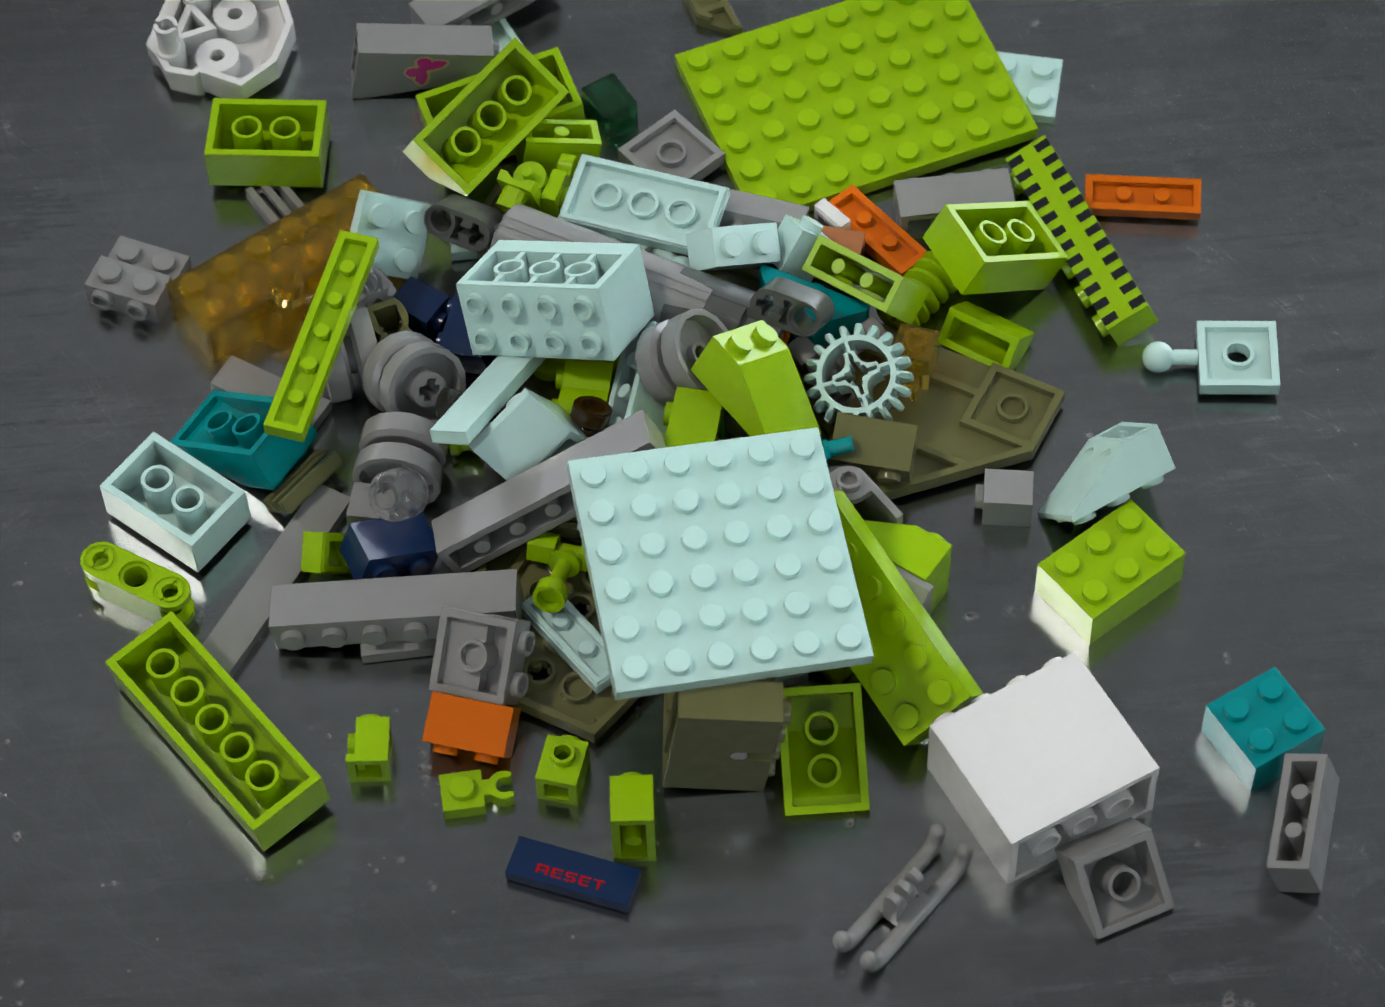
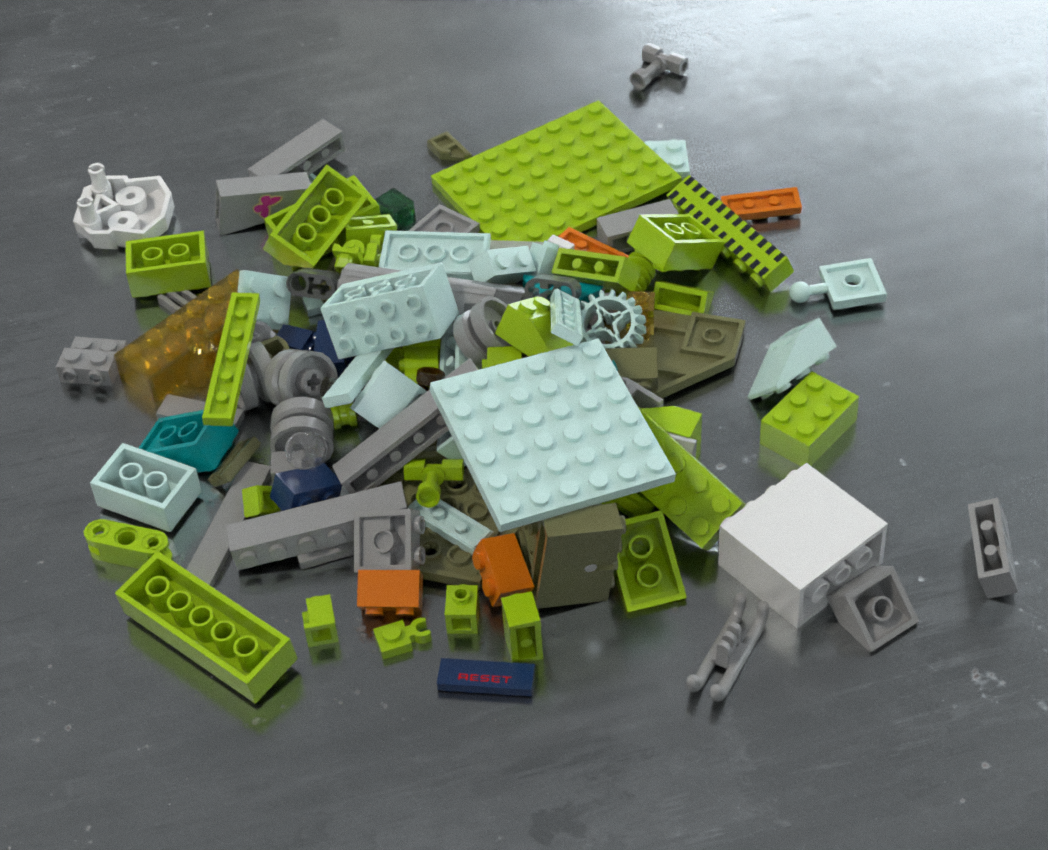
camera: 10 degrees left, 10 degrees down
(627, 731) = (501, 567): none -> orange brick
(787, 375) = (566, 317): none -> light aqua tile
(1005, 497) = (725, 389): light grey brick -> none
(1259, 725) = (941, 496): teal brick -> none

